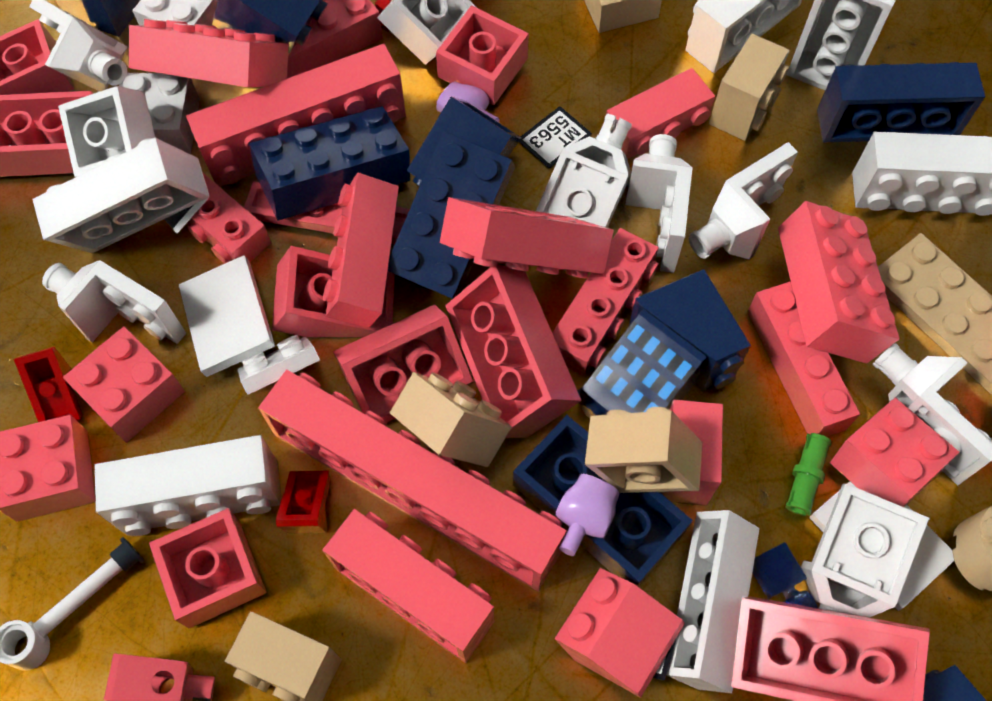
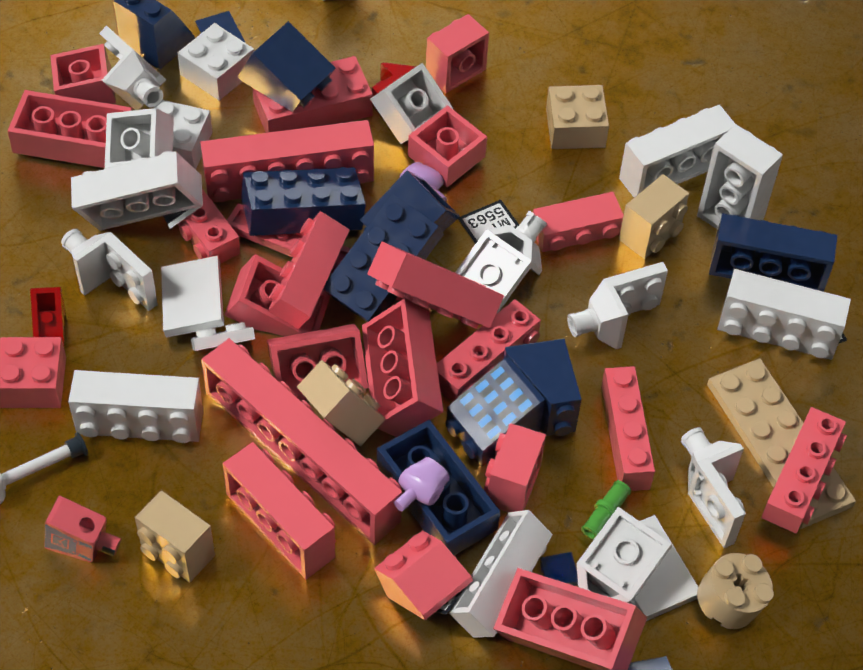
camera: 10 degrees right, 10 degrees down
(124, 384) = (104, 328): coral brick -> none
(207, 53) = (229, 98): coral brick -> none
(207, 568) = (134, 465): coral brick -> none
(304, 502) = (215, 441): red slope -> none
(644, 451) = (472, 447): tan brick -> none
(663, 184) = (557, 274): white plate -> none
(837, 283) = (669, 374): coral brick -> none
(894, 455) = (674, 507): coral brick -> none

